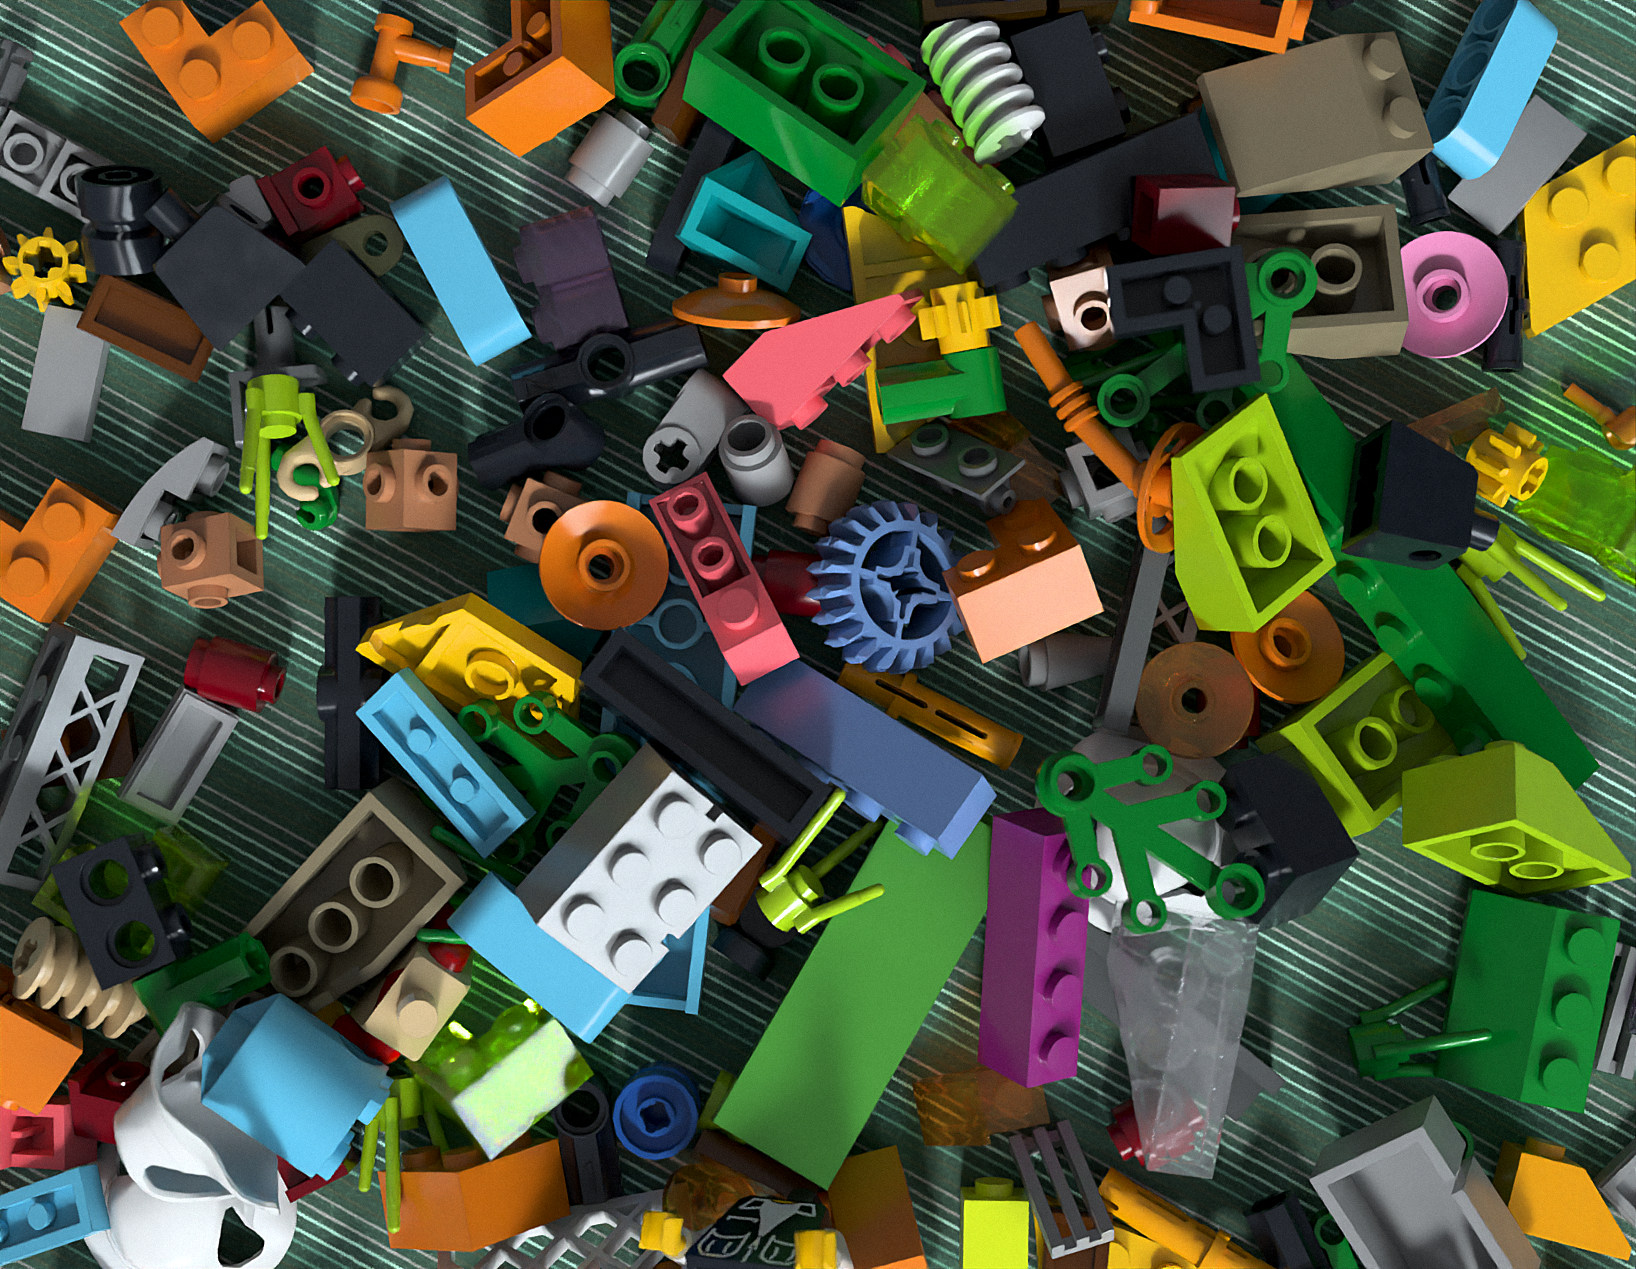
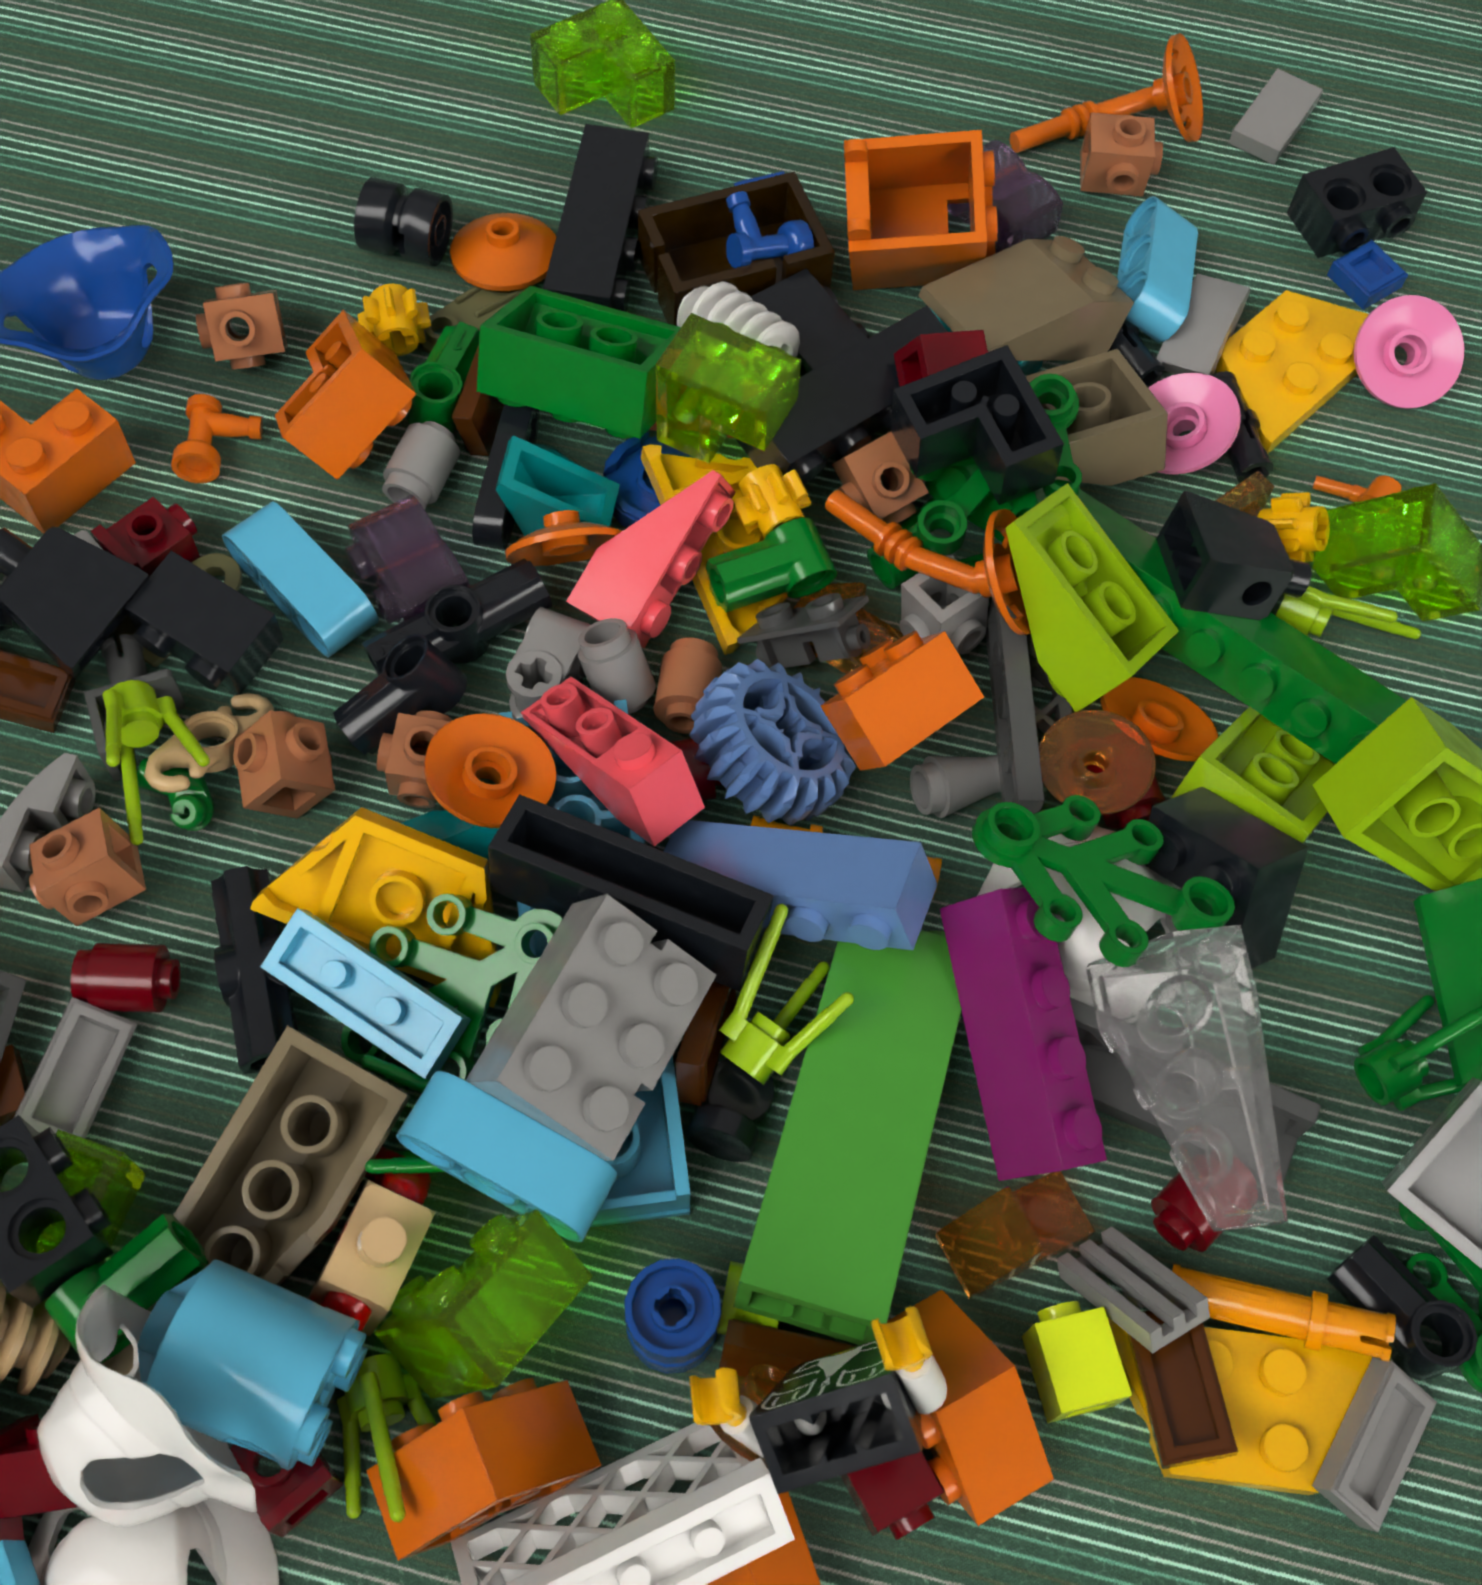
camera: 20 degrees left, 25 degrees down
(590, 1147) = (603, 1381): black piece -> none

